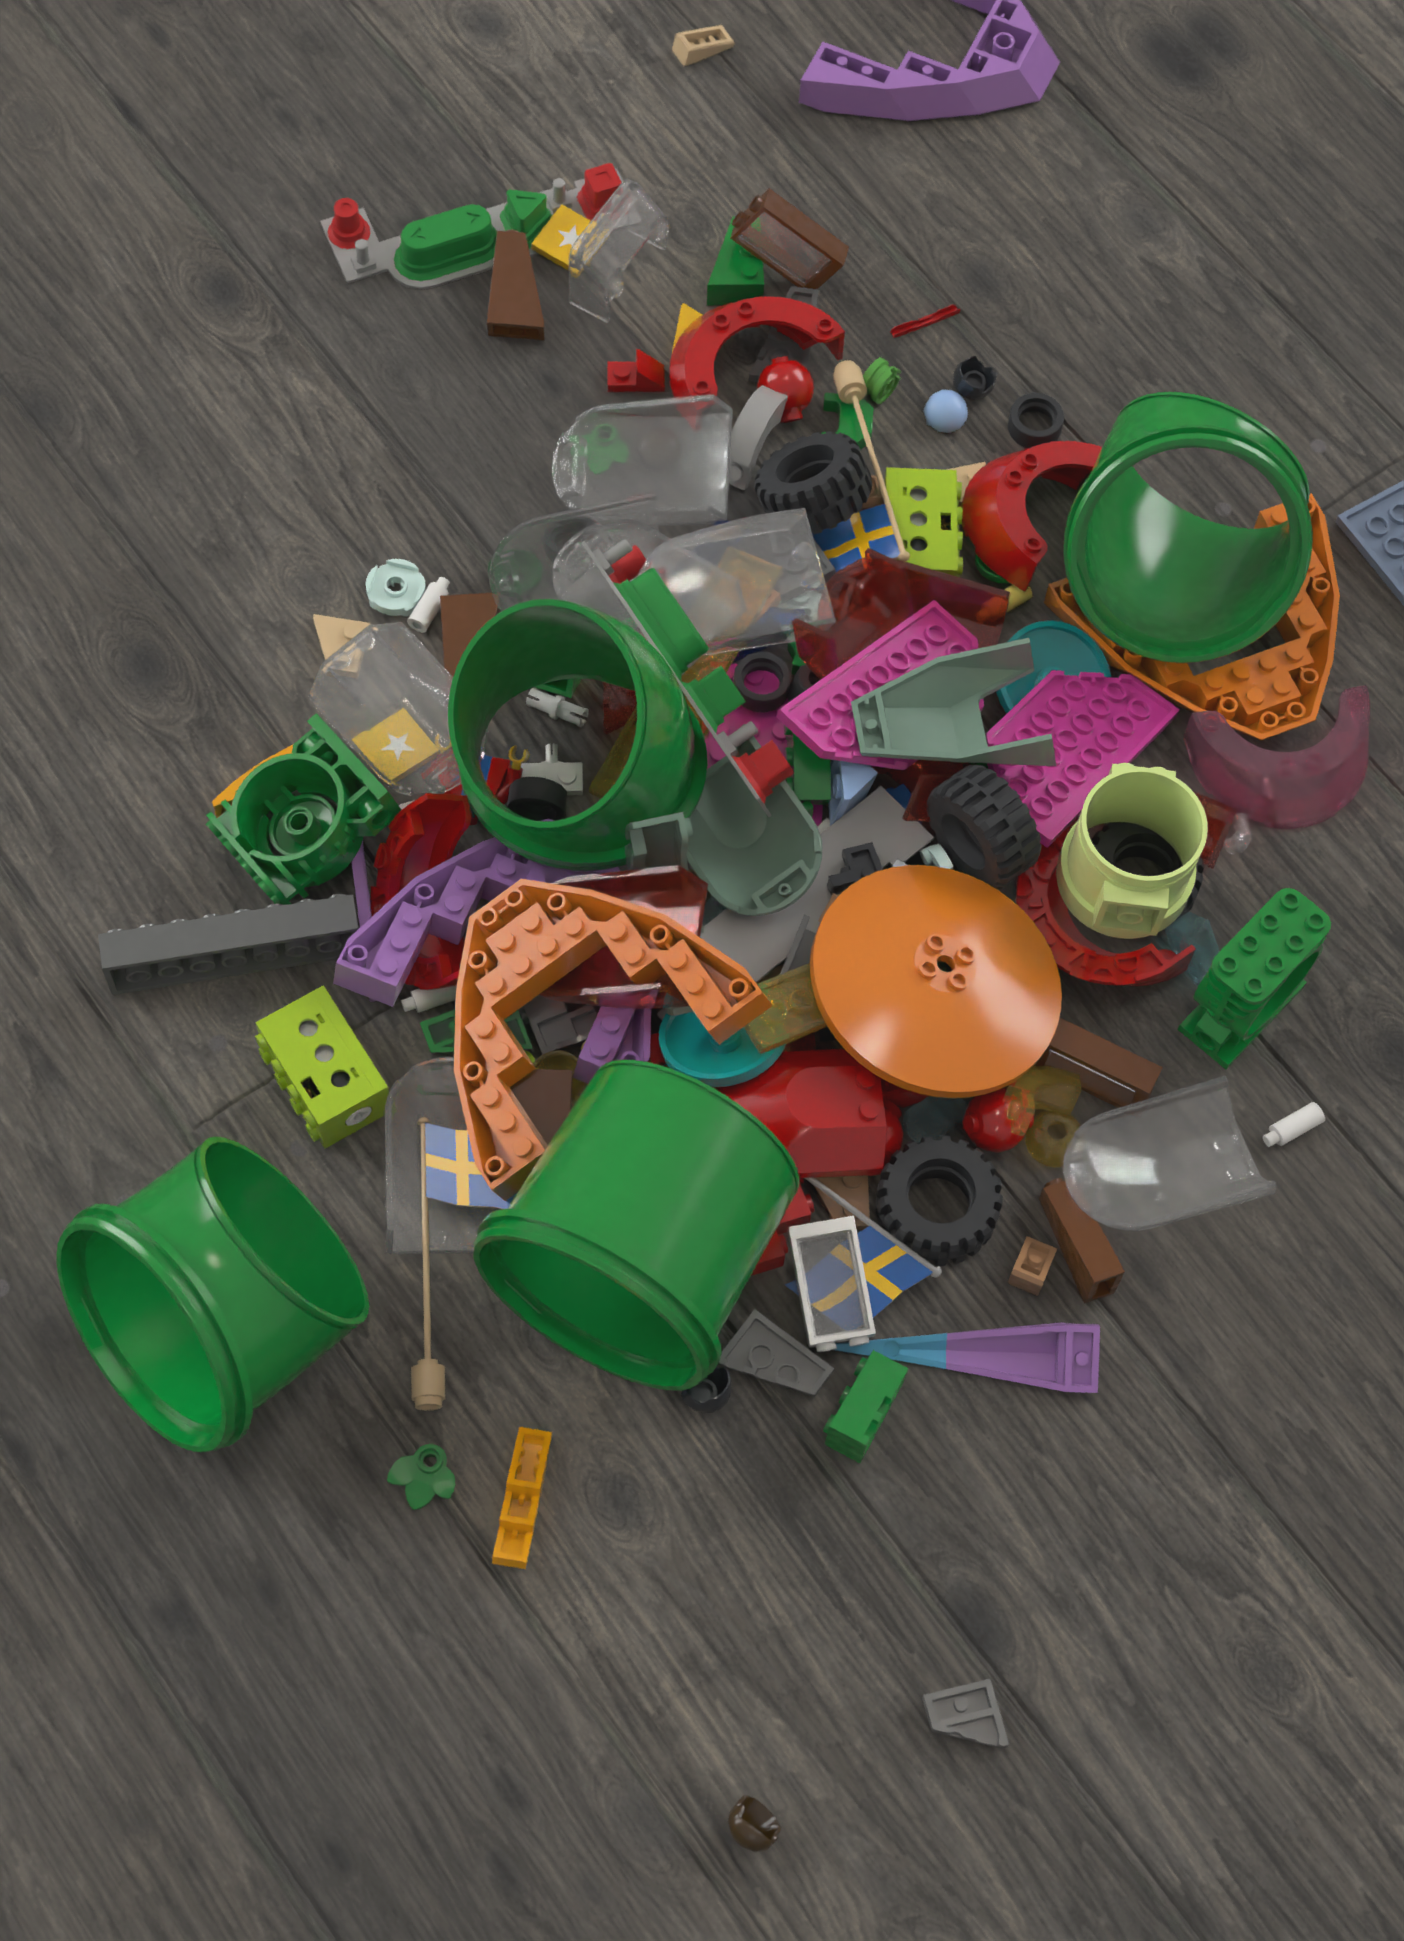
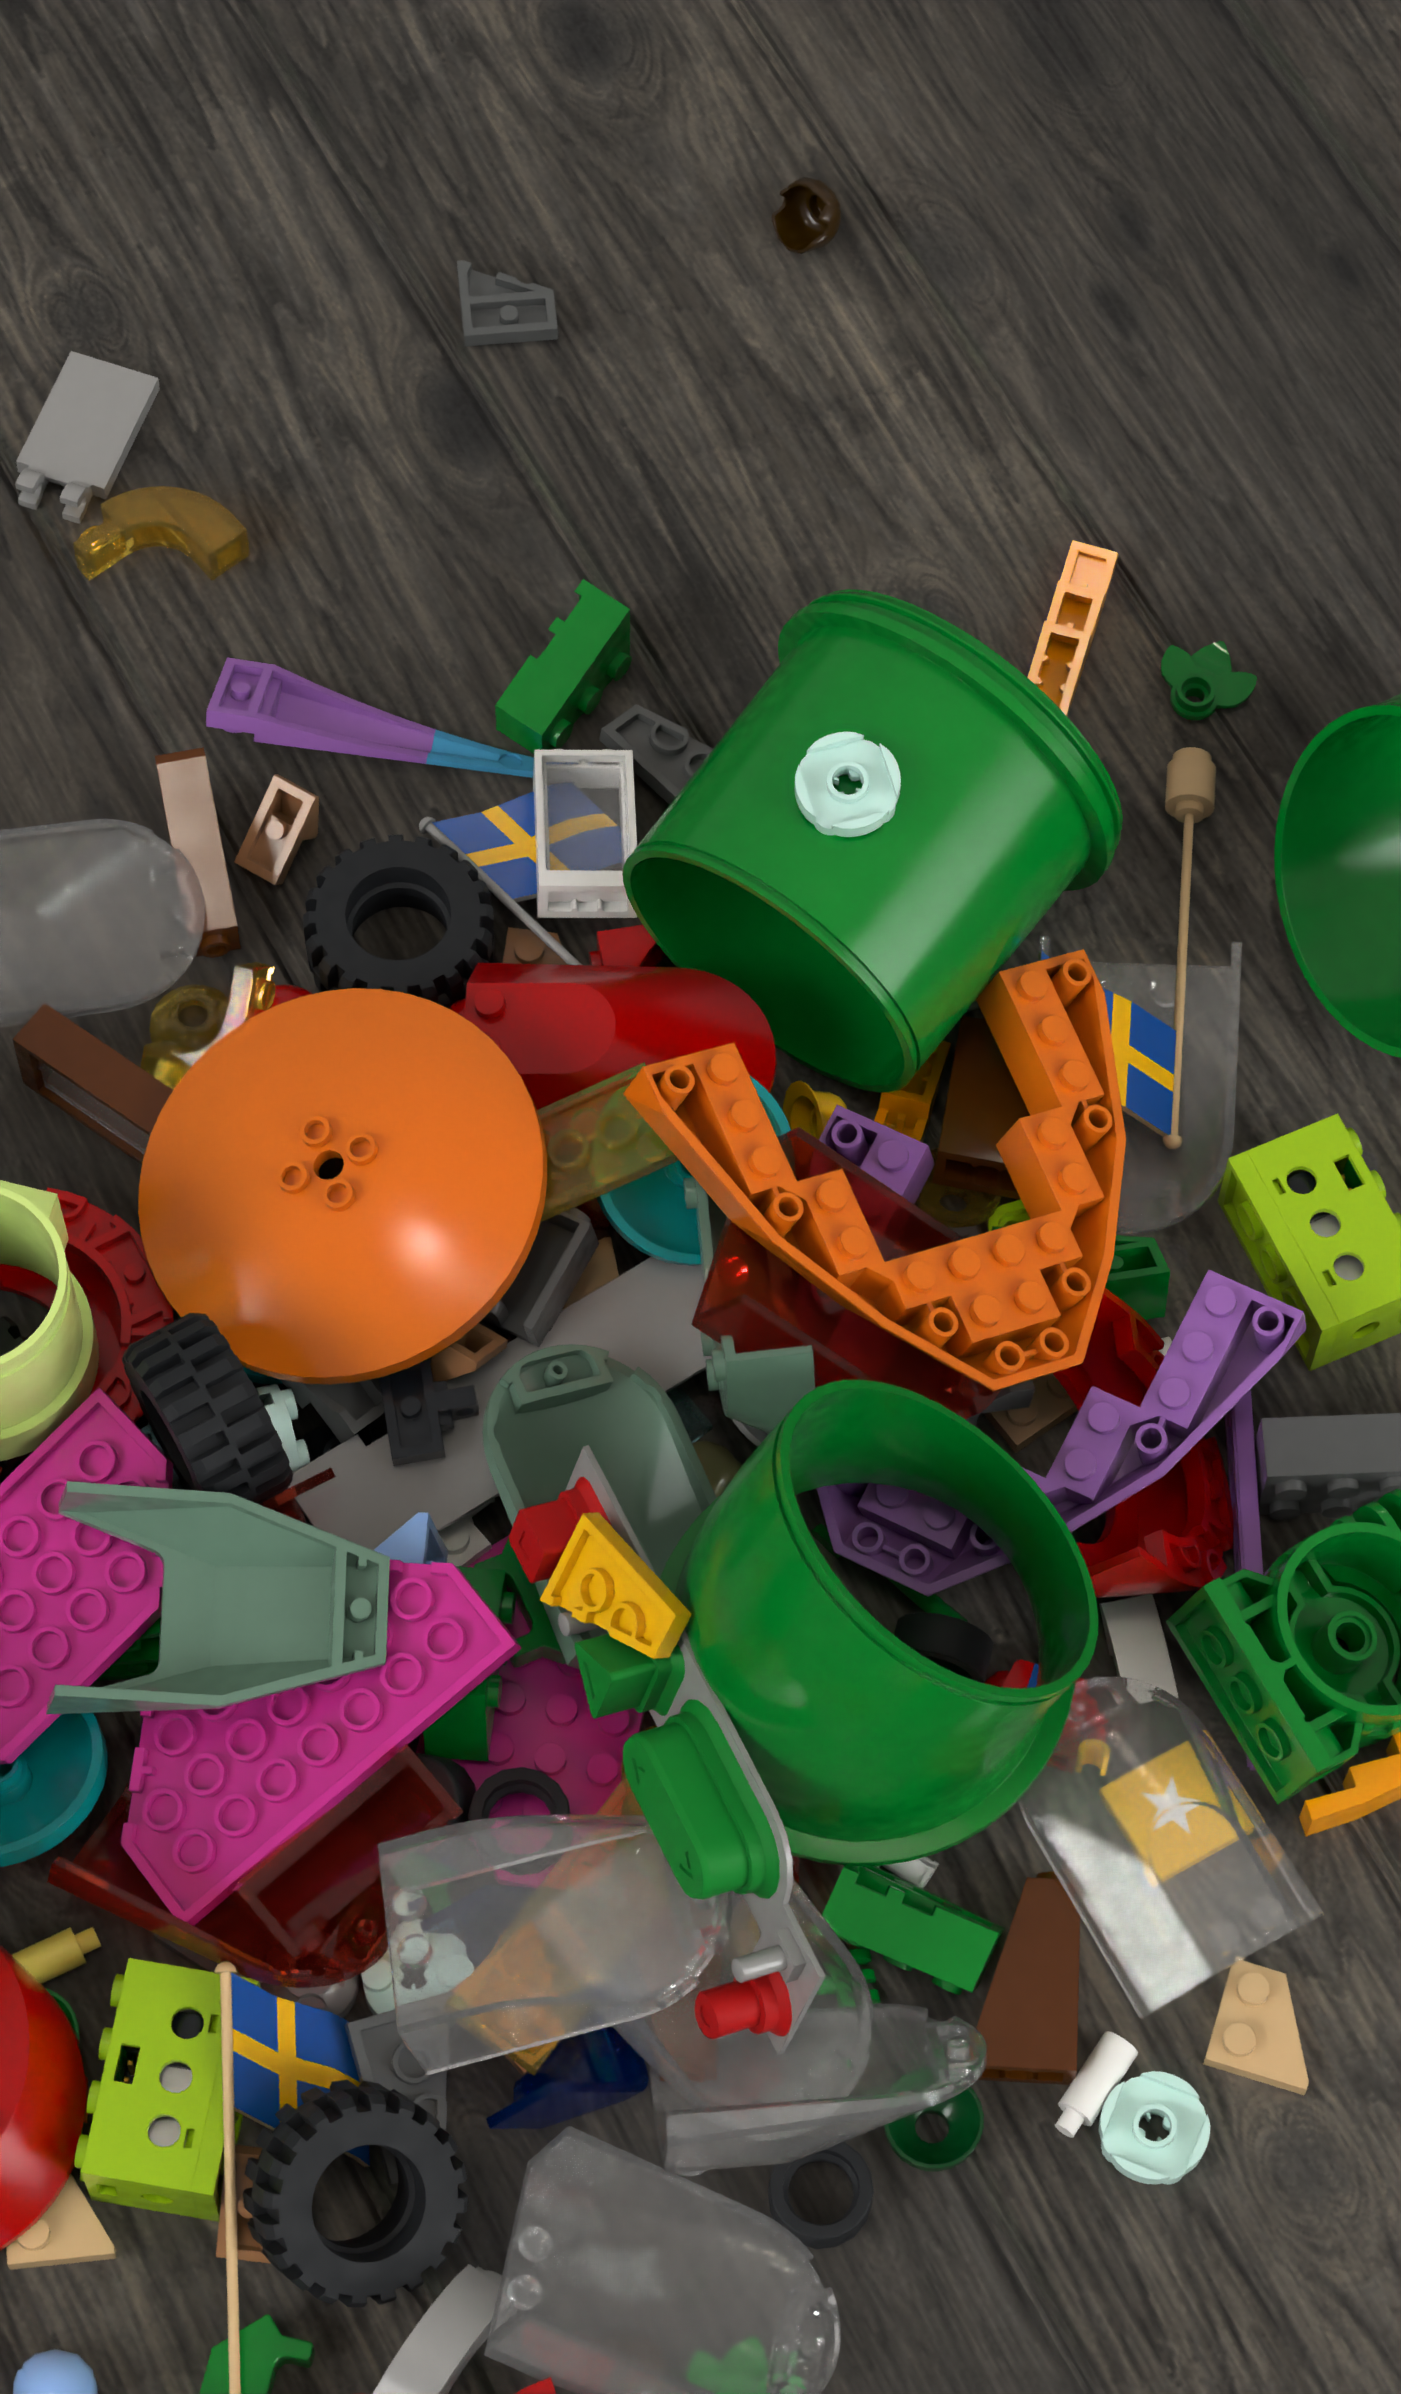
camera: 170 degrees left, 0 degrees up
(666, 1134) = (862, 760): none -> light aqua plate
(720, 717) = (615, 1589): none -> yellow wing
(1160, 1497) = (163, 519): none -> clear yellow arch
(1242, 1566) = (84, 433): none -> light grey tile

